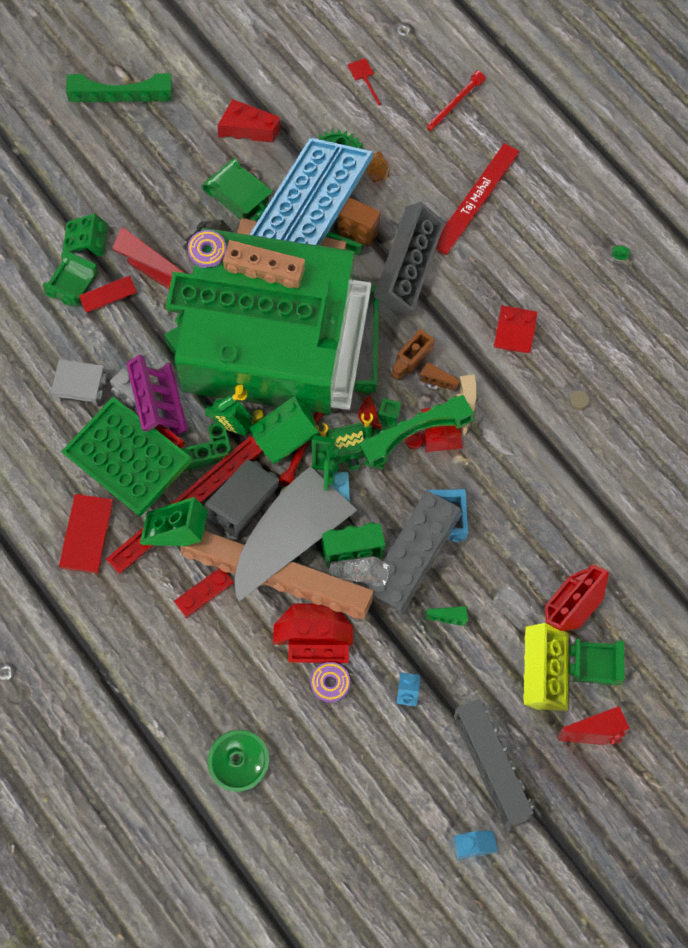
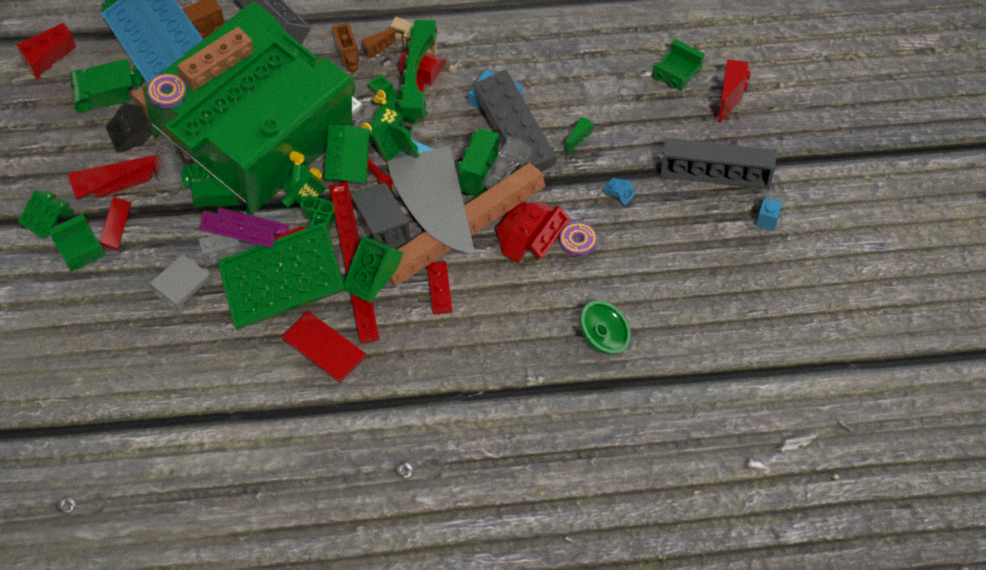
camera: 55 degrees left, 10 degrees down
(367, 408) = (368, 103): red tile -> none
(546, 668) = (661, 98): neon yellow slope -> none
(576, 599) = (620, 50): red wedge -> none

